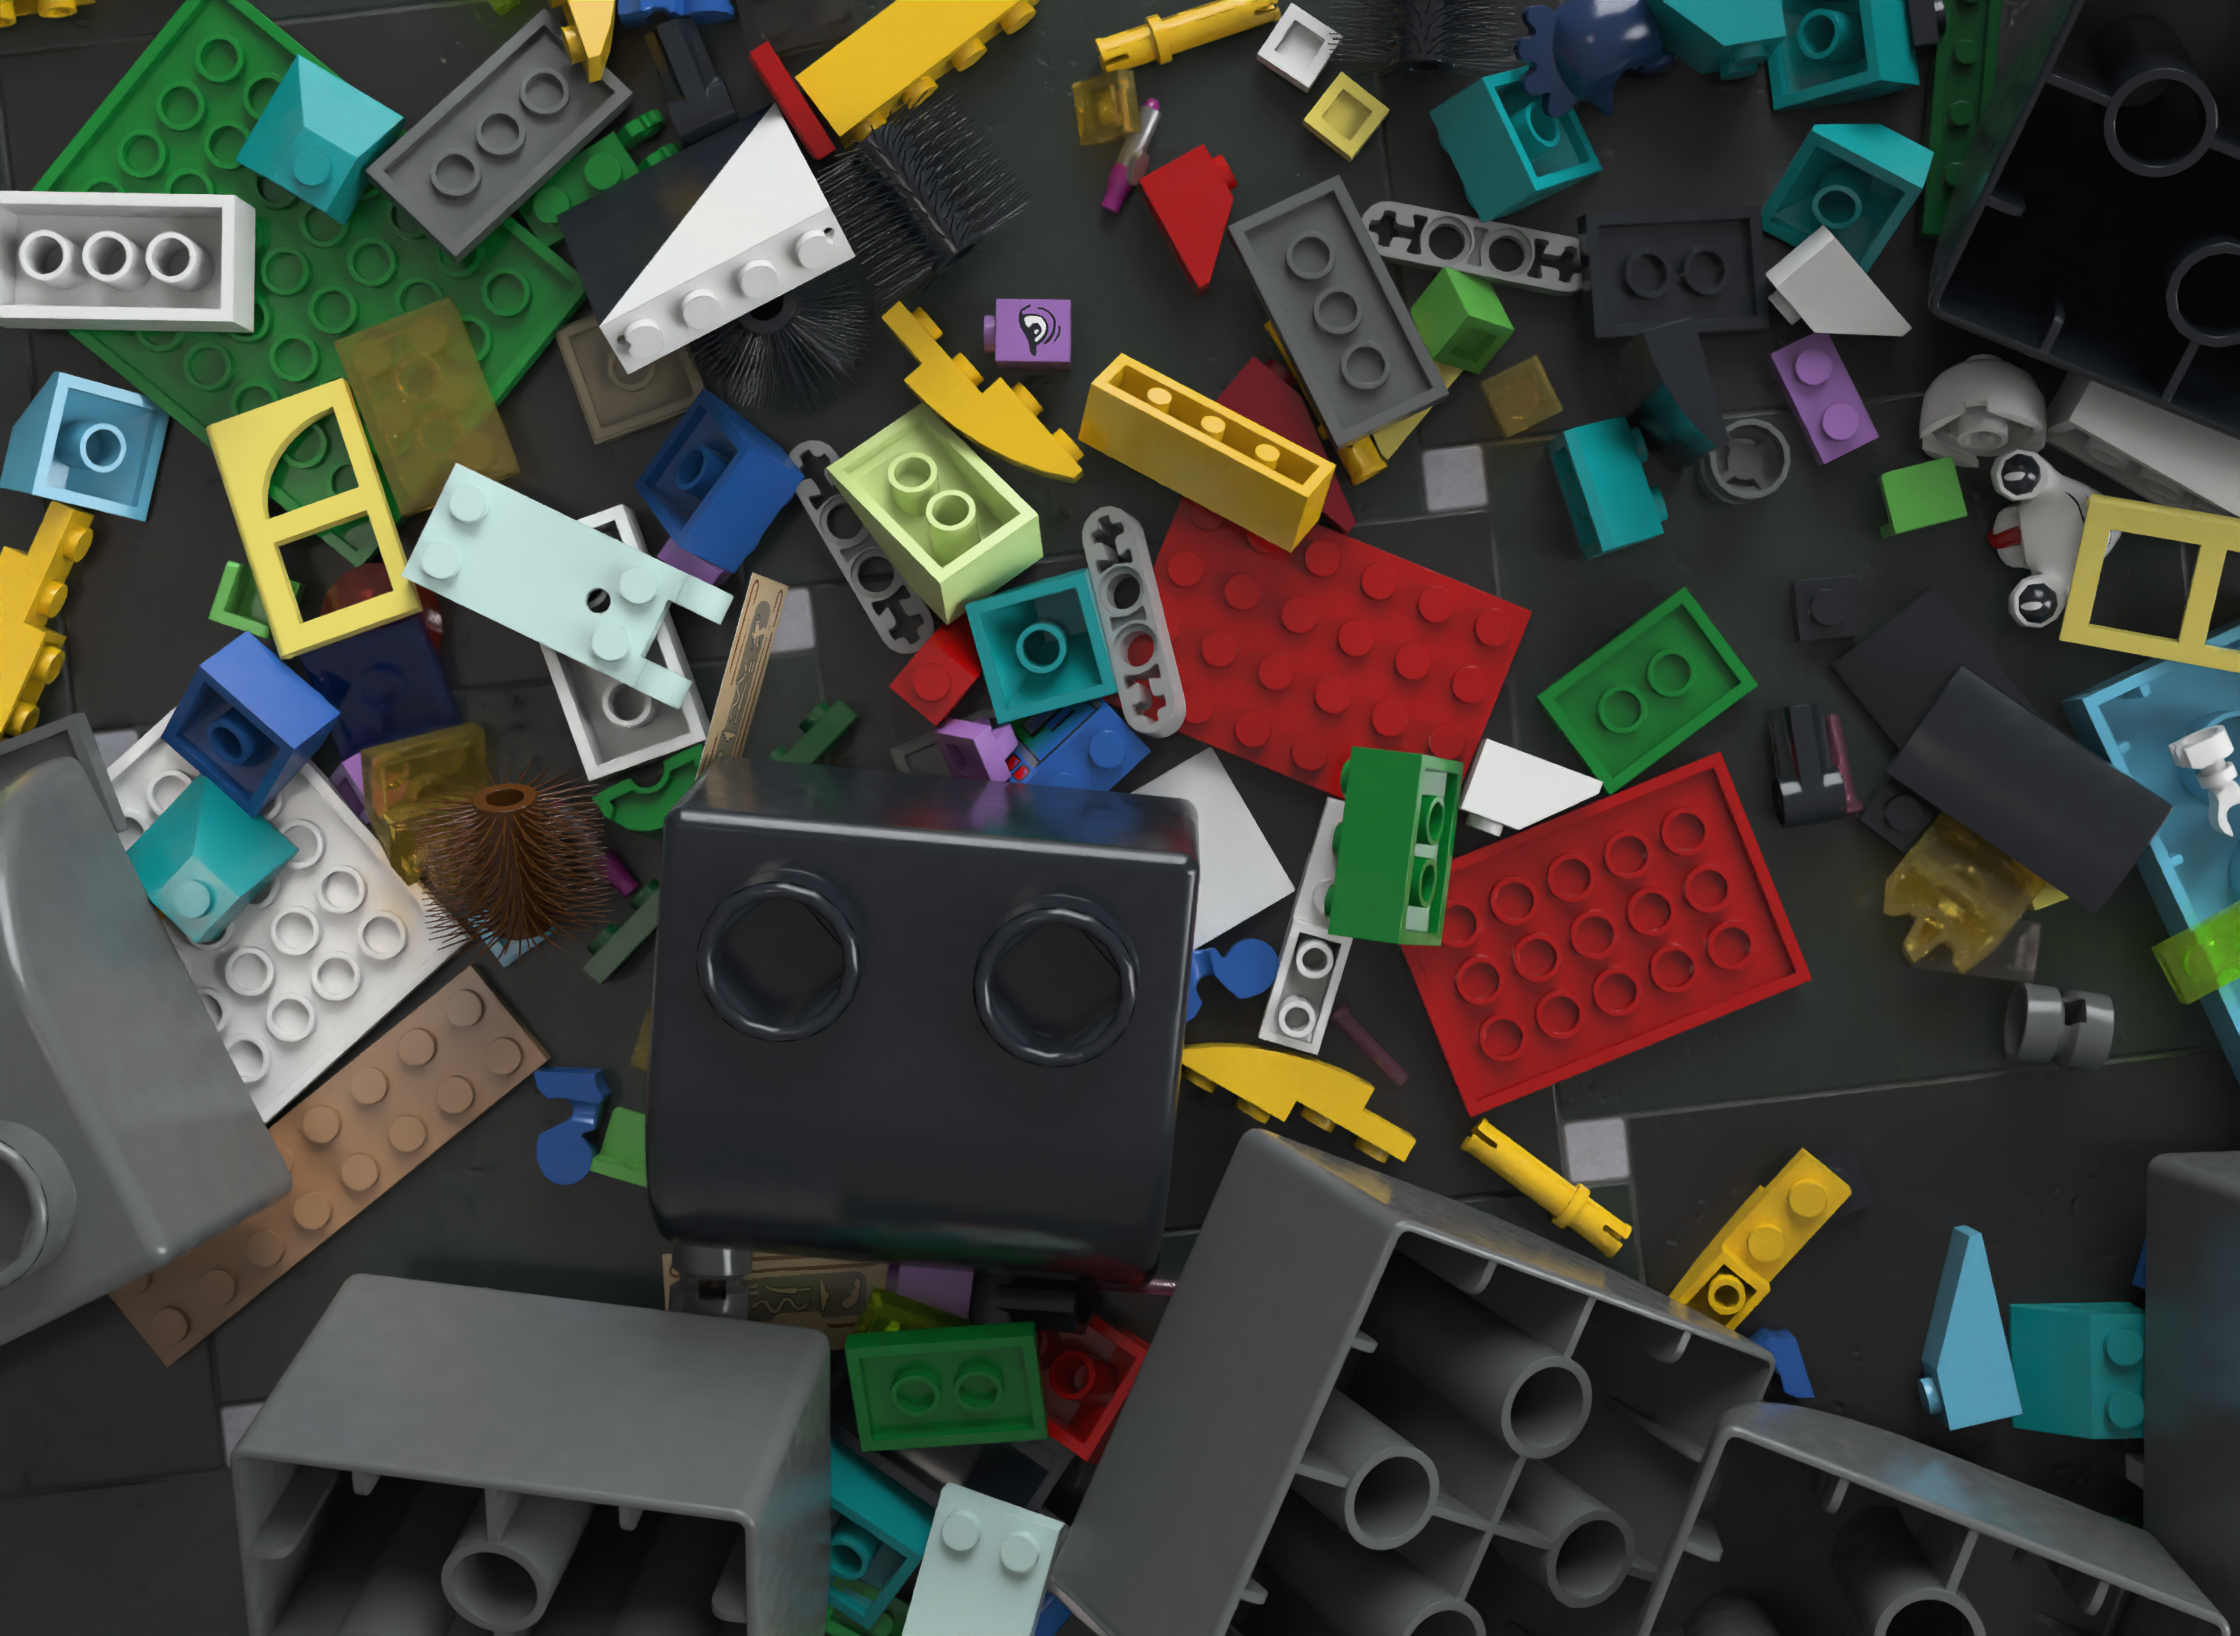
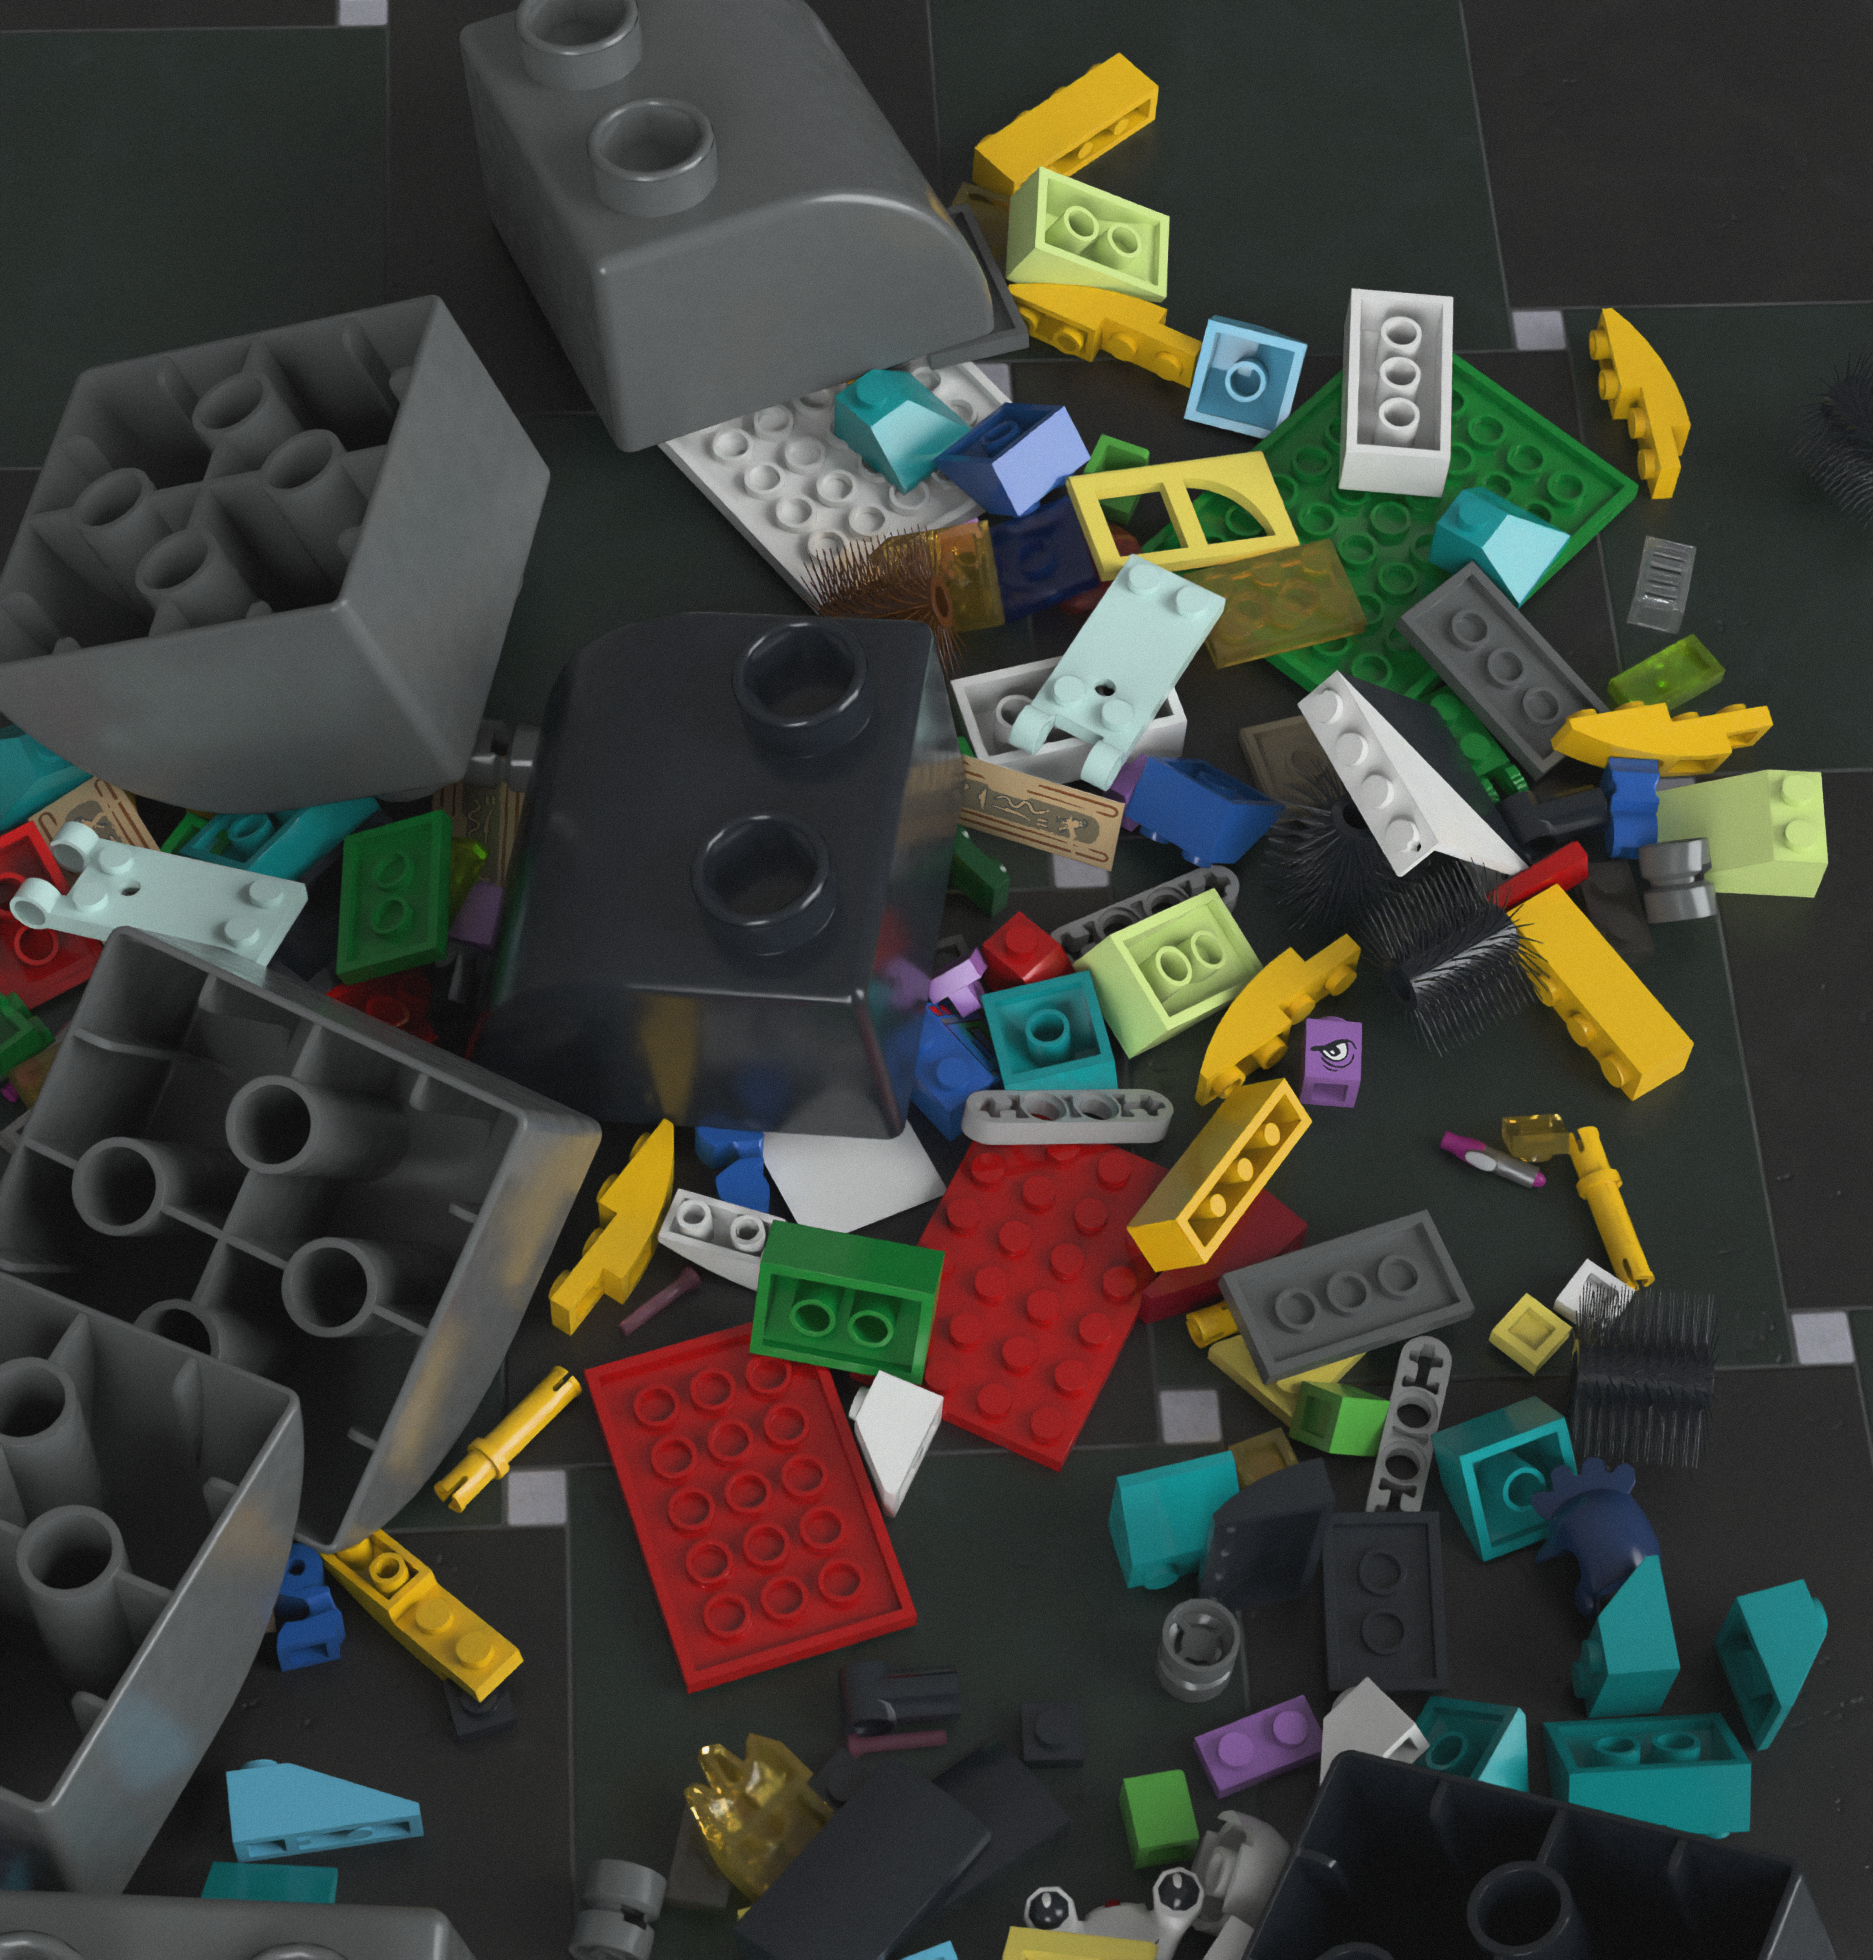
camera: 90 degrees right, 30 degrees down
(345, 1153) = (635, 498): medium nougat plate -> none
(1192, 210) = (1449, 1186): red slope -> none
(1646, 691) = (980, 1559): green plate -> none

